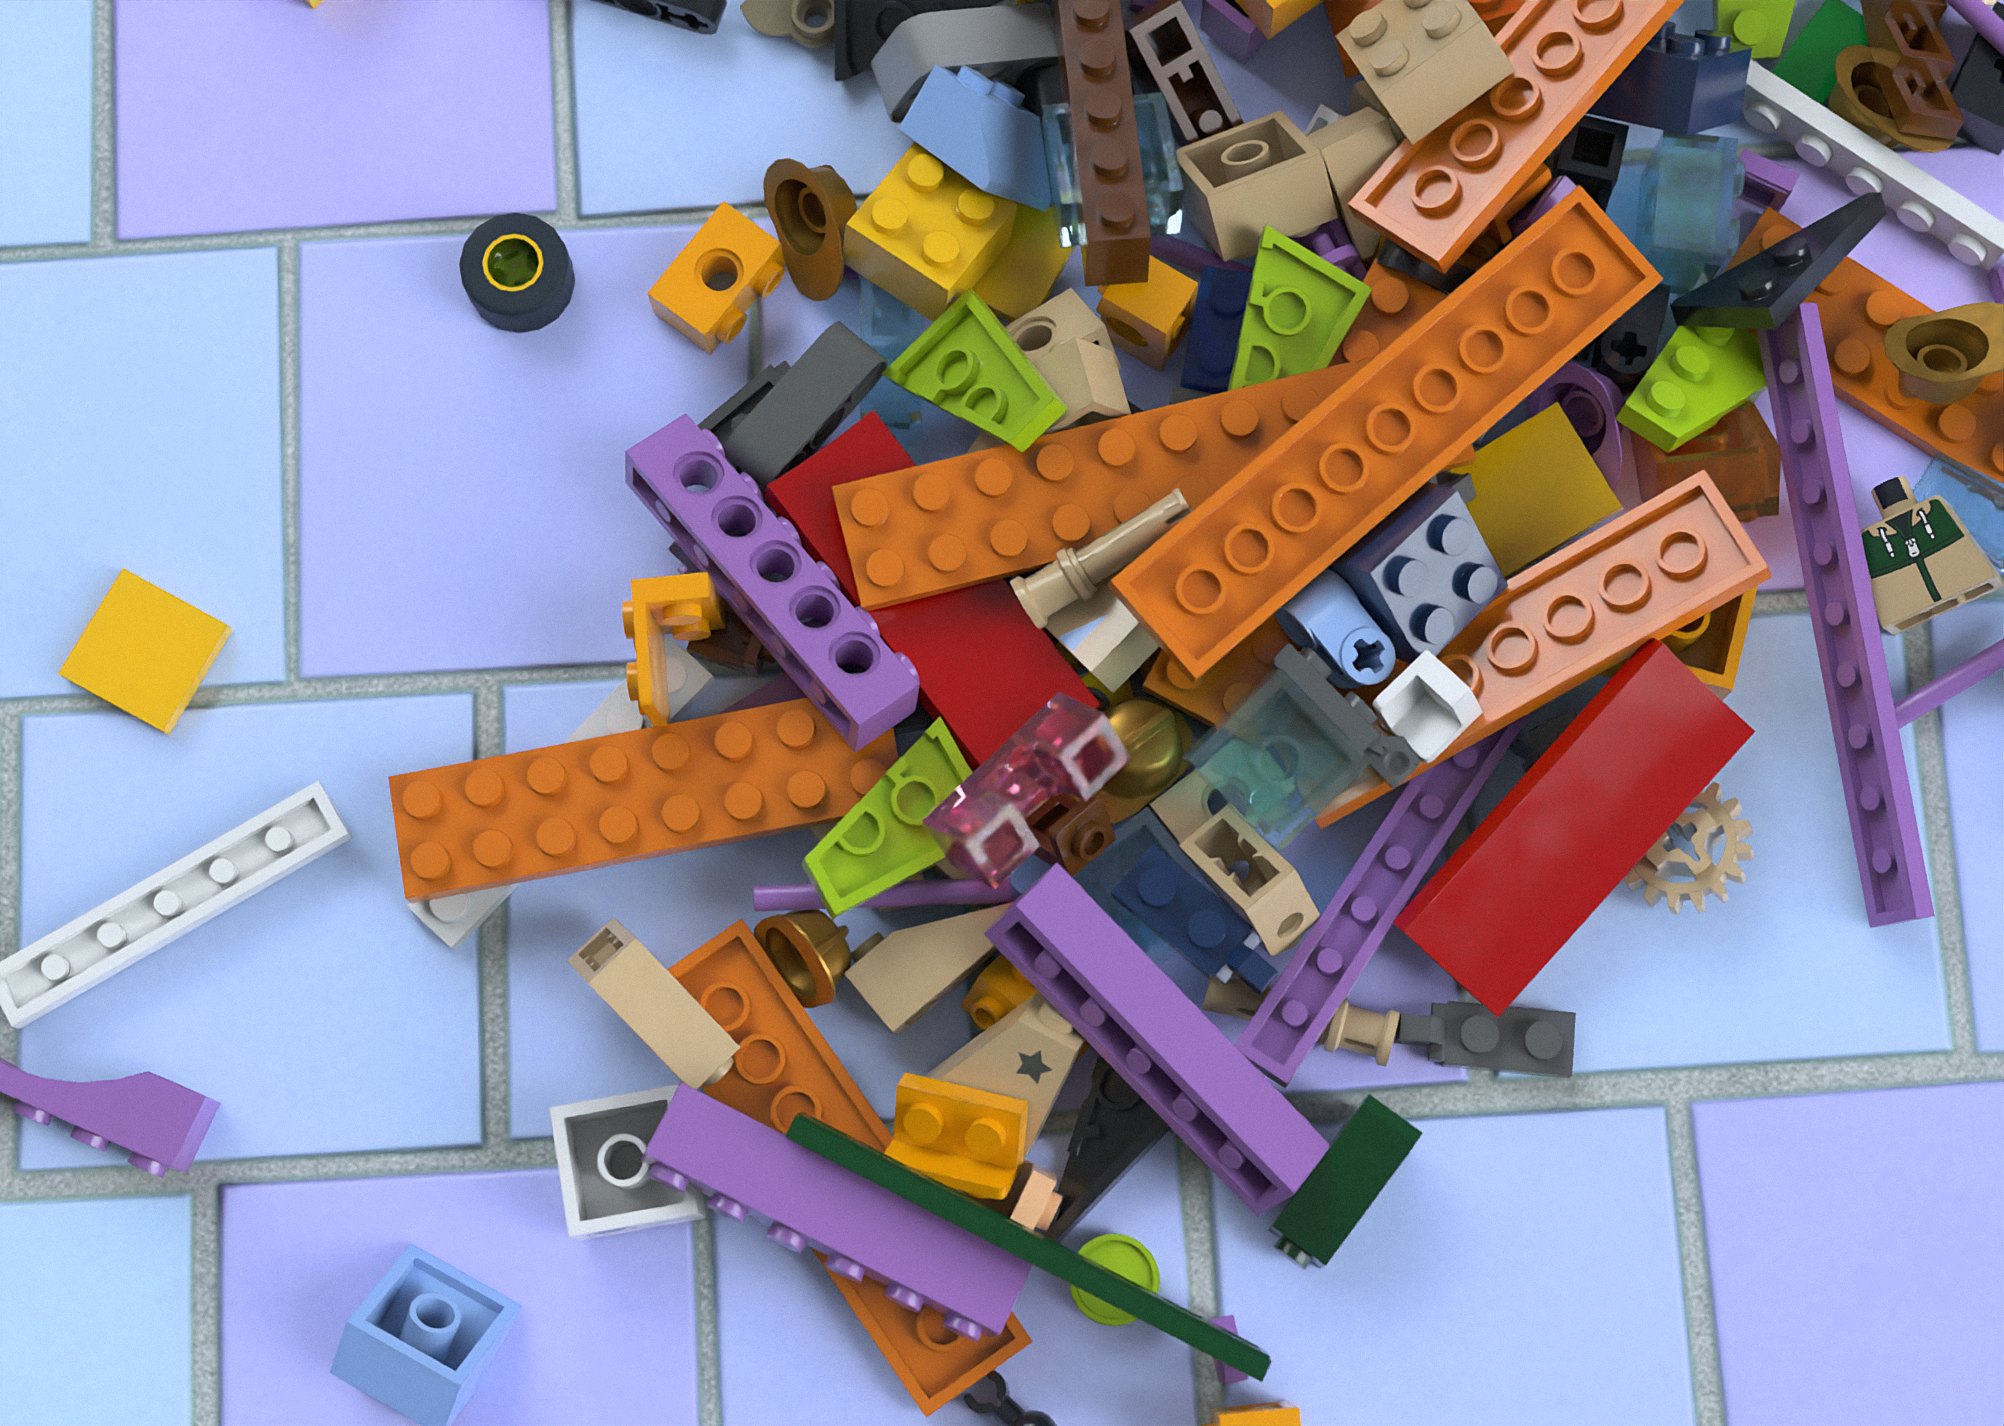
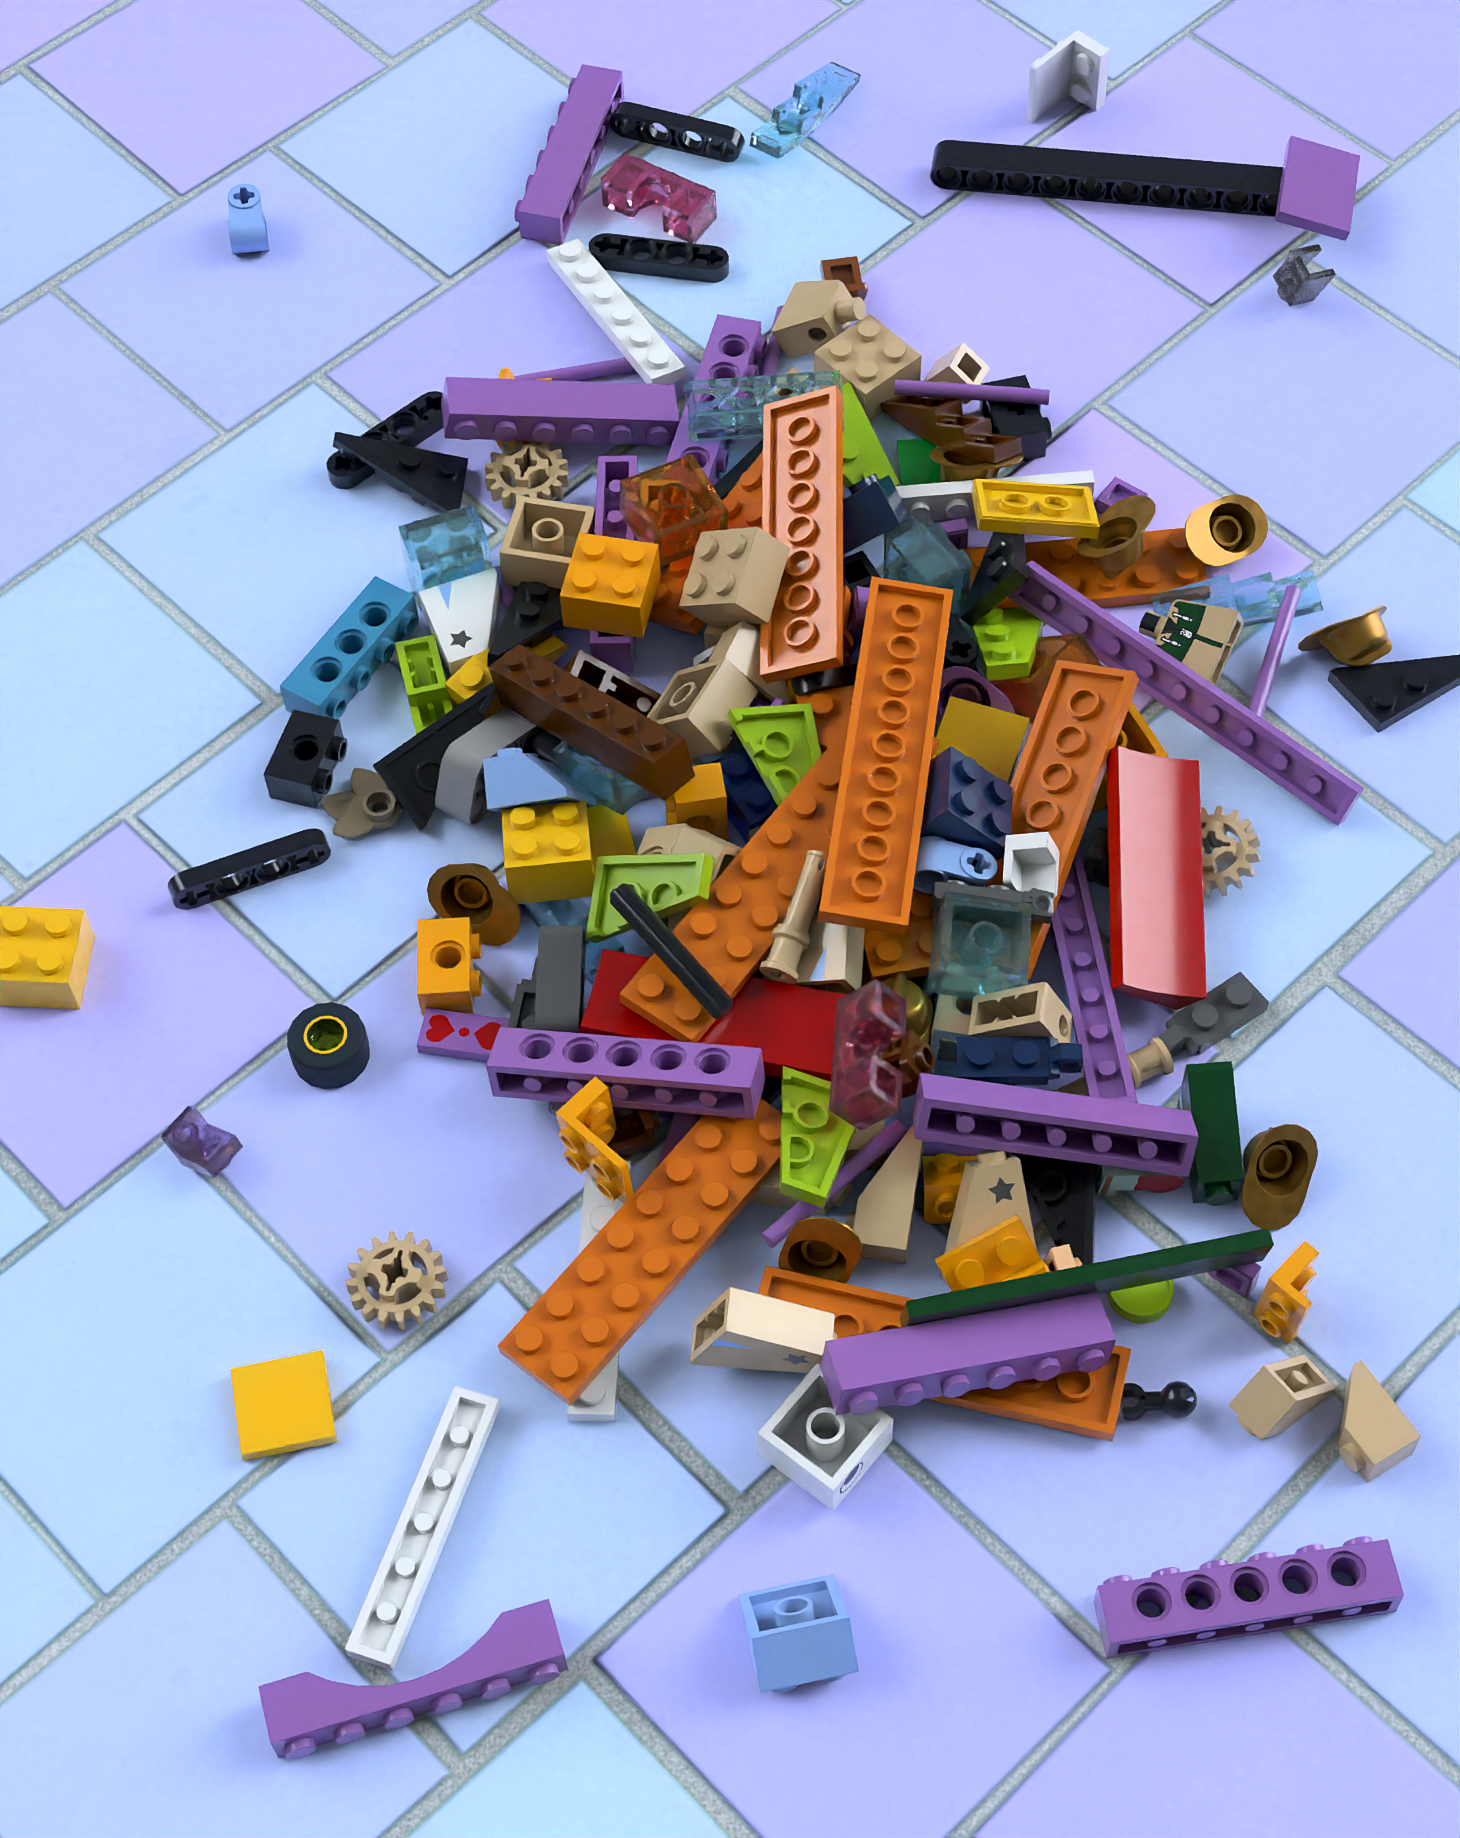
camera: 40 degrees left, 20 degrees down
(295, 282) = (200, 1144): none -> clear purple bracket
(340, 621) = (407, 1294): none -> tan gear
(669, 371) = (458, 1034): none -> medium lavender tile
(921, 485) = (671, 951): none -> black axle
(1374, 1286) = (1277, 1175): none -> pearl gold piece
(1888, 234) = (1034, 508): none -> yellow tile

